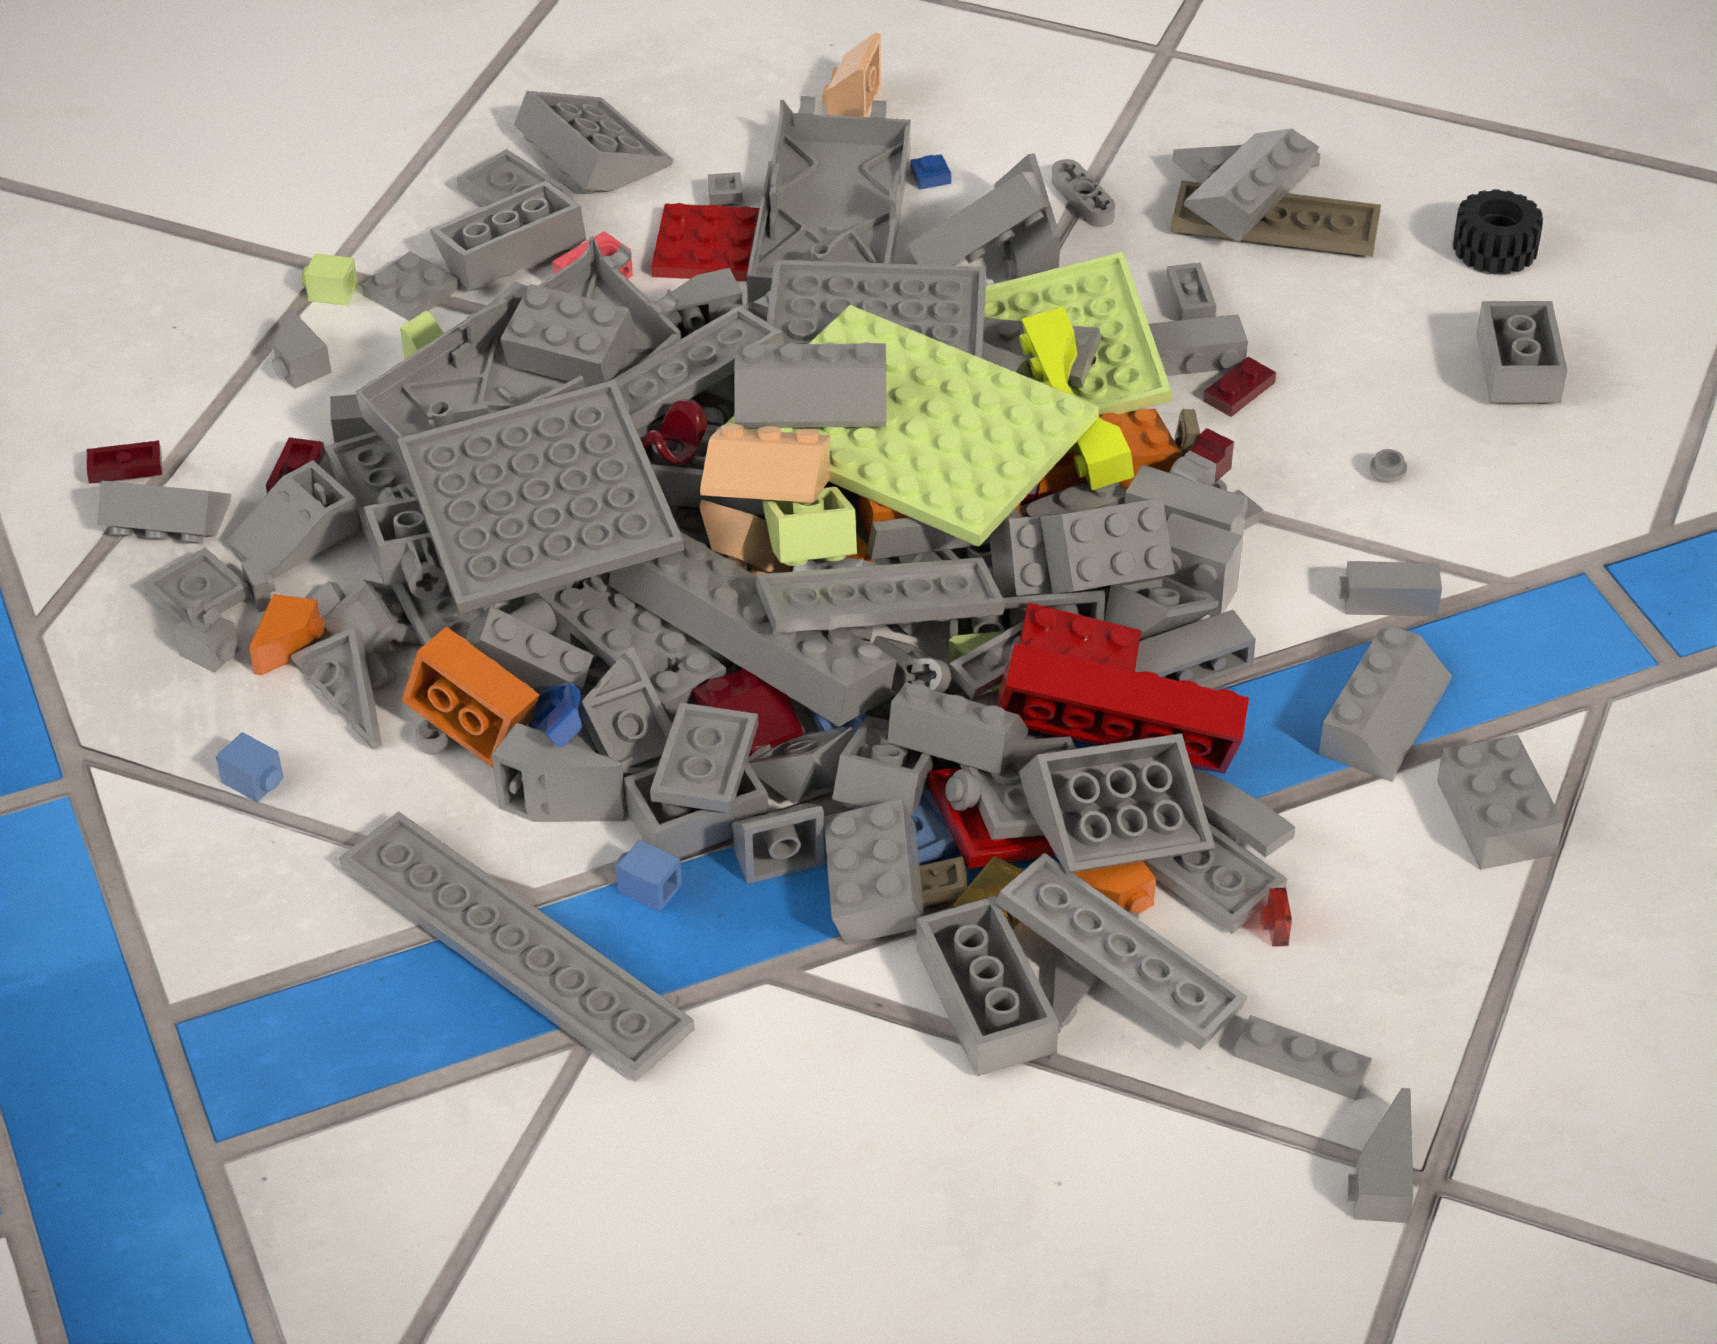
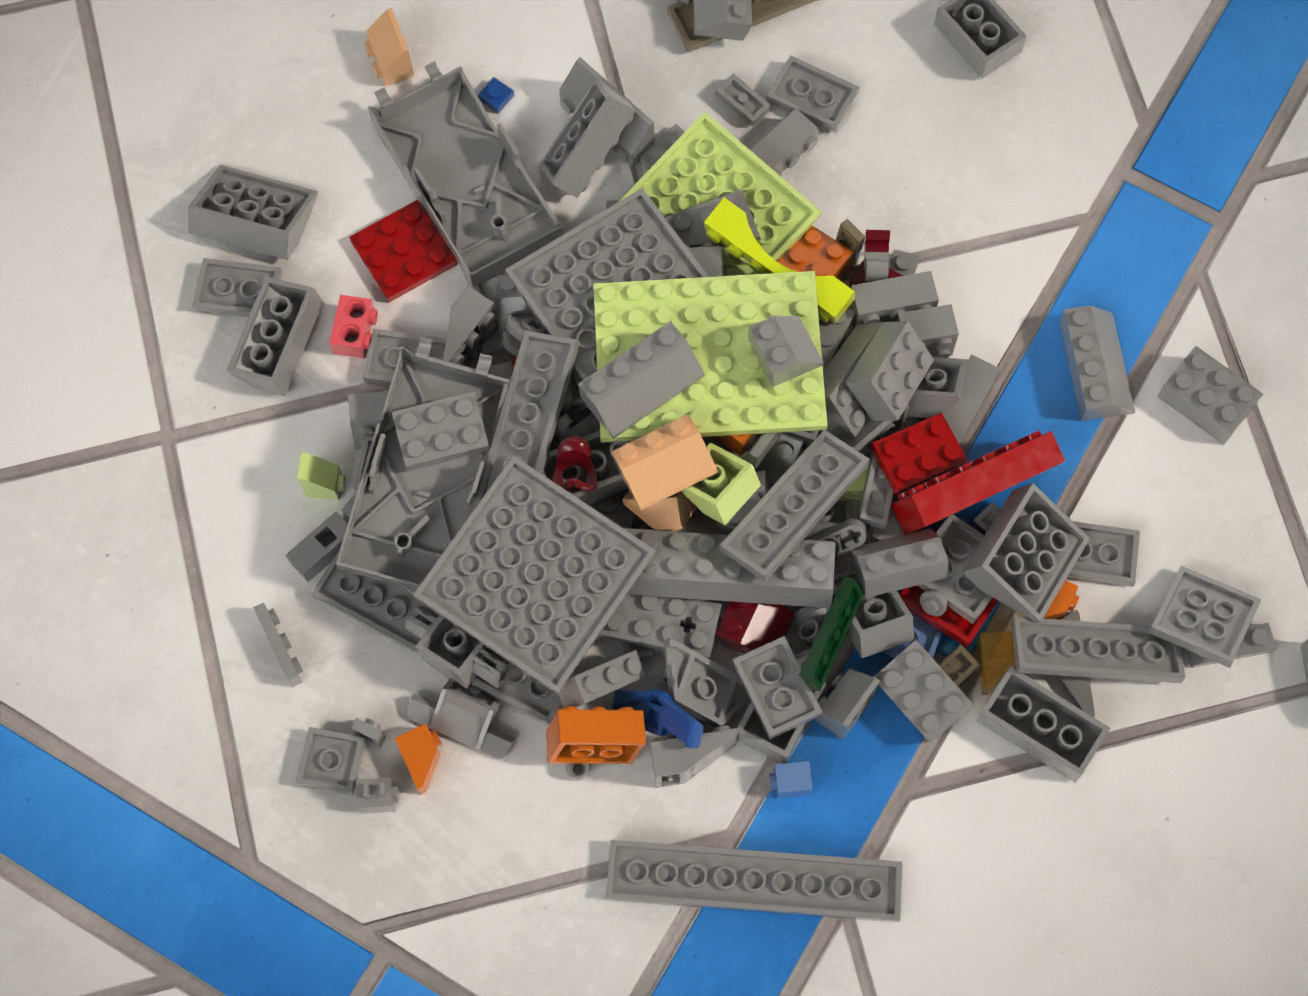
camera: 35 degrees left, 25 degrees up
(124, 461) = (187, 693): dark red plate -> none
(161, 510) = (250, 713): light grey slope -> none
(249, 470) = (279, 643): none -> light grey plate
(249, 767) = (492, 871): medium blue brick -> none
(293, 456) = (305, 622): dark red plate -> none
(296, 520) = (349, 669): light grey slope -> none
(299, 352) = (221, 526): light grey slope -> none
(330, 279) = (184, 450): yellowish green brick -> none
(342, 674) = (483, 762): light grey wing -> none
(410, 286) = (239, 417): light grey plate -> none
(725, 188) = (378, 198): light grey plate -> none
(808, 734) = (832, 633): none -> dark green plate
(991, 436) = (783, 348): none -> light grey slope
(1083, 203) = (602, 43): light grey beam -> none
(1239, 386) = (828, 160): dark red plate -> none
(1242, 815) = (1085, 505): light grey slope -> none
(1276, 322) = (813, 92): none -> light grey plate
(1277, 917) = (1153, 561): clear red plate -> none
(1289, 996) = (1205, 616): none -> light grey plate
(1388, 465) = (963, 171): light grey plate -> none
(1391, 588) = (1038, 271): light grey brick -> none

